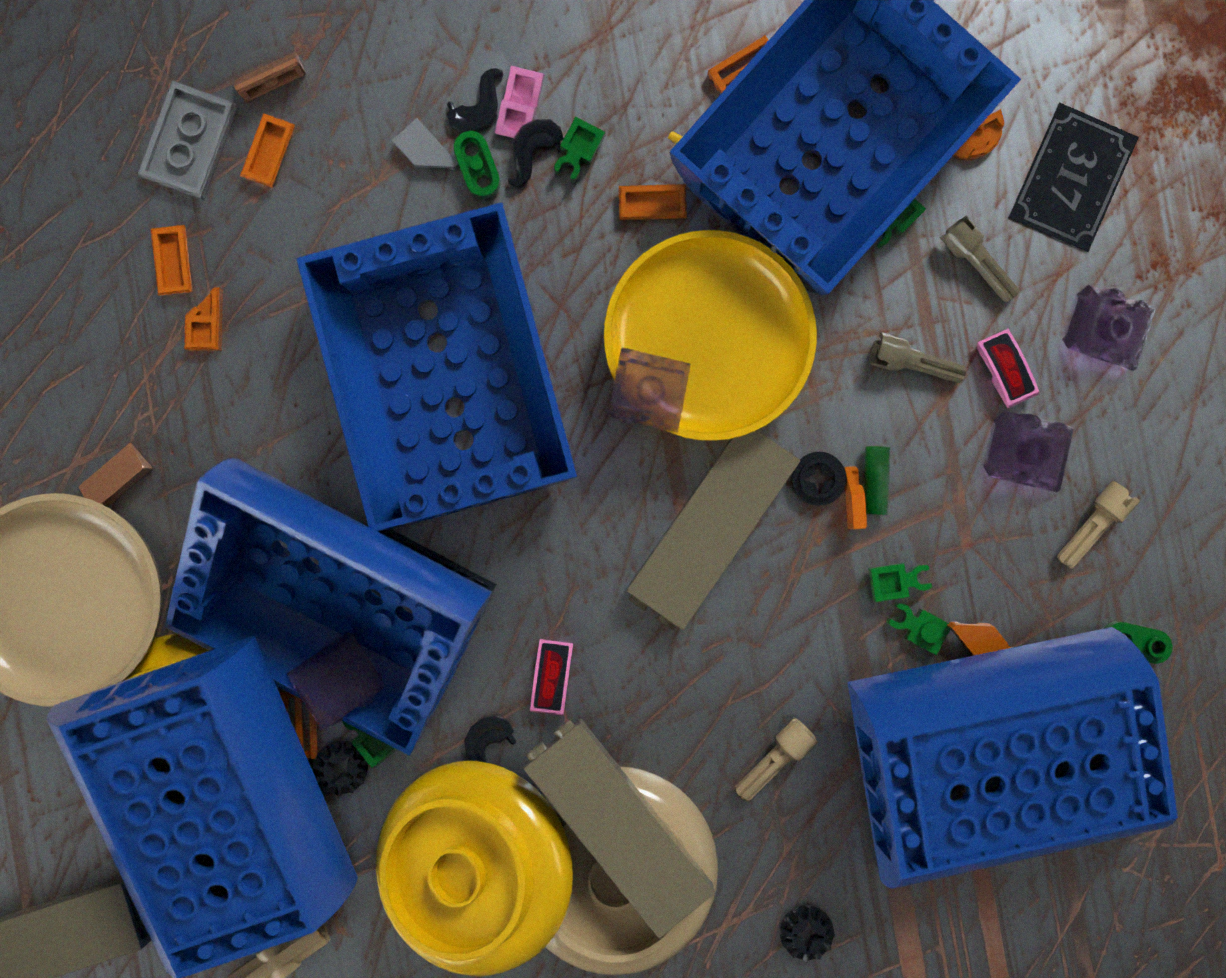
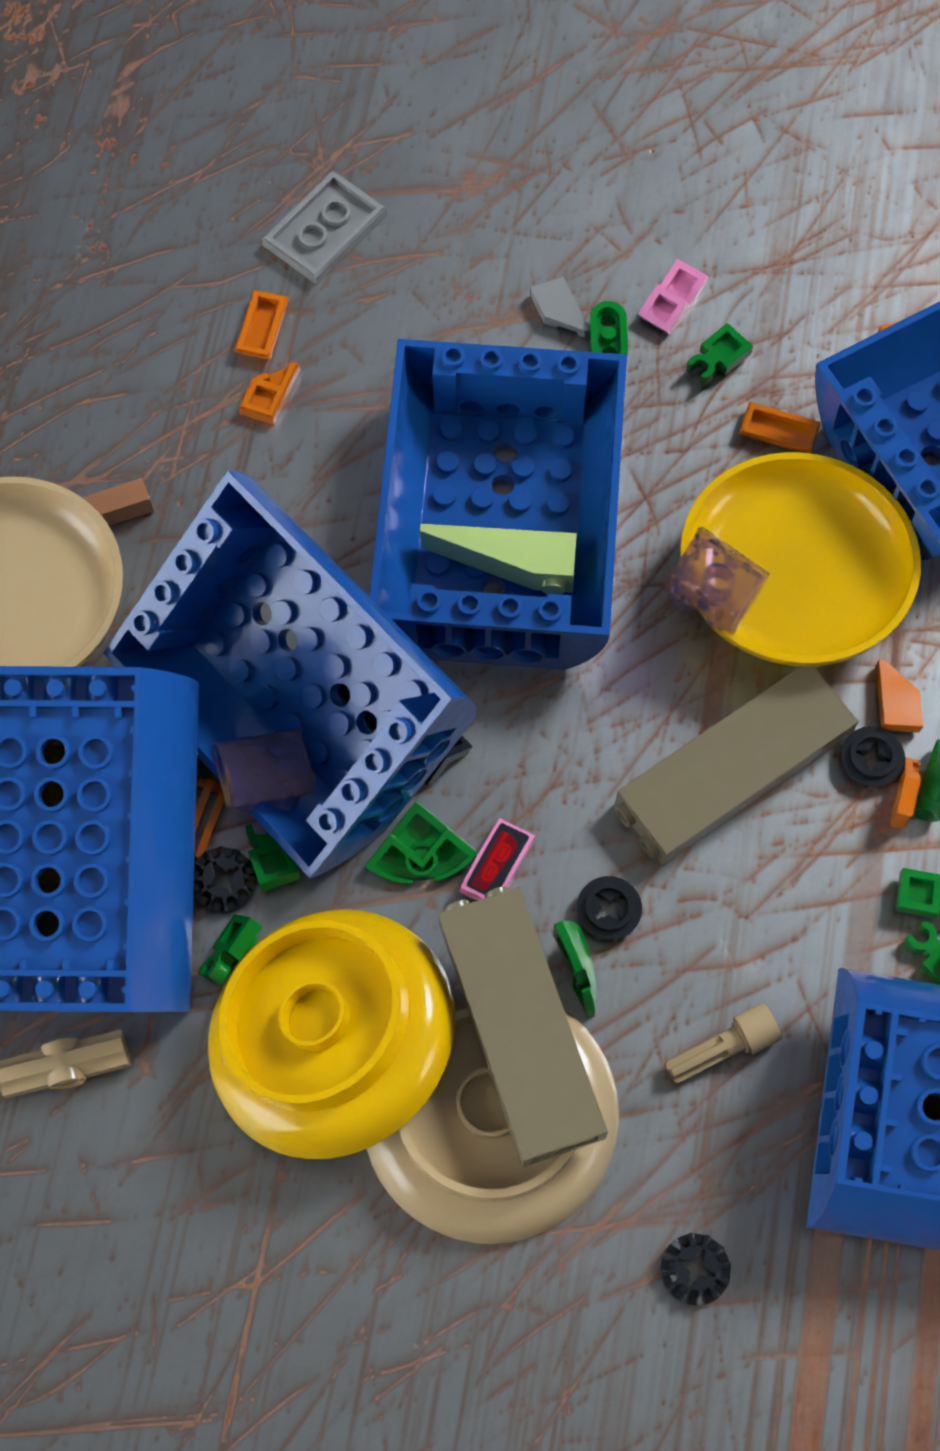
camera: 20 degrees right, 20 degrees down
(267, 150) = (400, 259): orange tile -> none
(269, 77) = (430, 198): nougat slope -> none
(369, 819) = (231, 945): none -> green plate
(483, 113) = (629, 295): black piece -> none
(485, 412) = (524, 557): none -> yellowish green slope
(486, 684) = (420, 849): none -> green brick
(487, 731) = (403, 900): black piece -> none
(530, 136) = (673, 326): black piece -> none
(643, 739) = (579, 960): none -> green brick
(654, 697) = (610, 890): none -> black gear
(824, 421) = (897, 700): none -> orange tile

